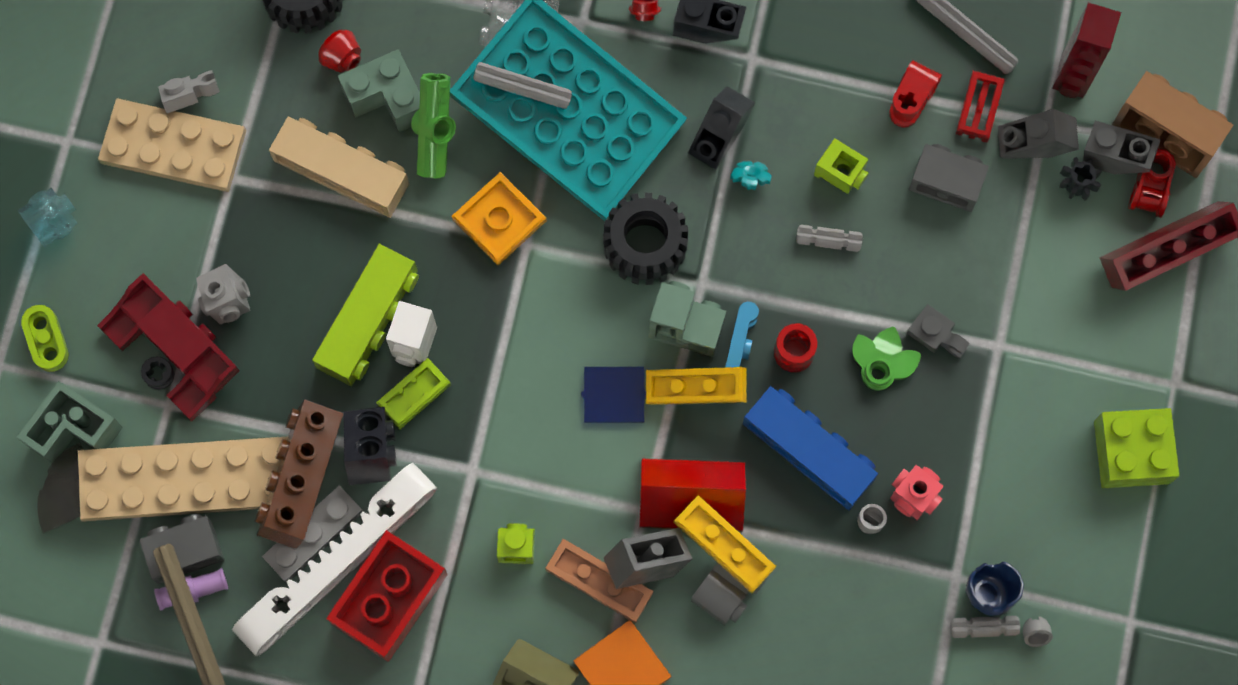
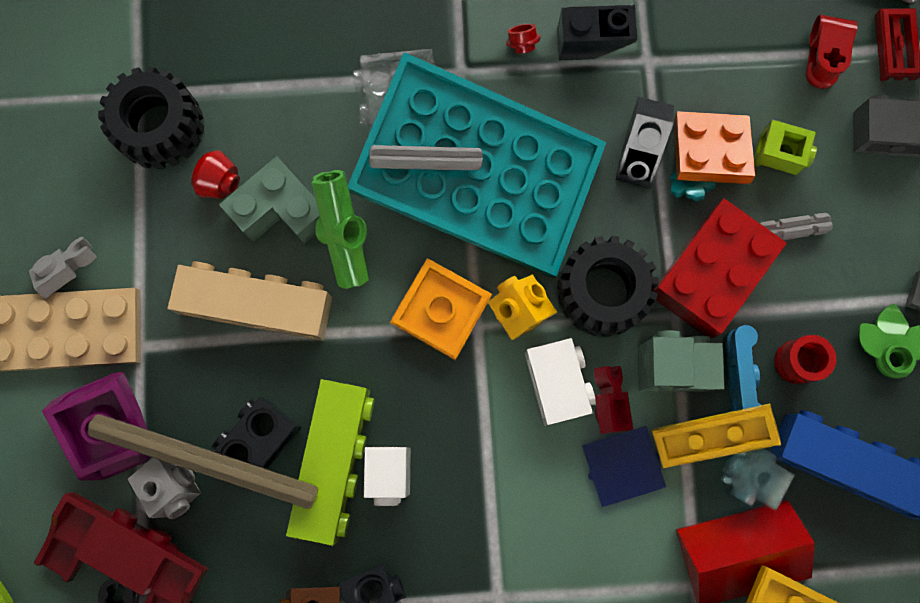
camera: 15 degrees left, 5 degrees up
(183, 234) = (70, 419): none -> magenta slope
(263, 279) = (203, 461): none -> dark tan axle
(313, 289) = (261, 449): none -> black brick
(414, 393) = (408, 533): lime plate -> none
(567, 234) = (521, 305): none -> yellow brick
(579, 306) = (559, 381): none -> white brick
(618, 339) = (612, 404): none -> dark red plate
(731, 428) = (756, 478): none -> clear light blue brick
(746, 251) = (718, 269): none -> red brick
(780, 148) = (713, 148): none -> plate

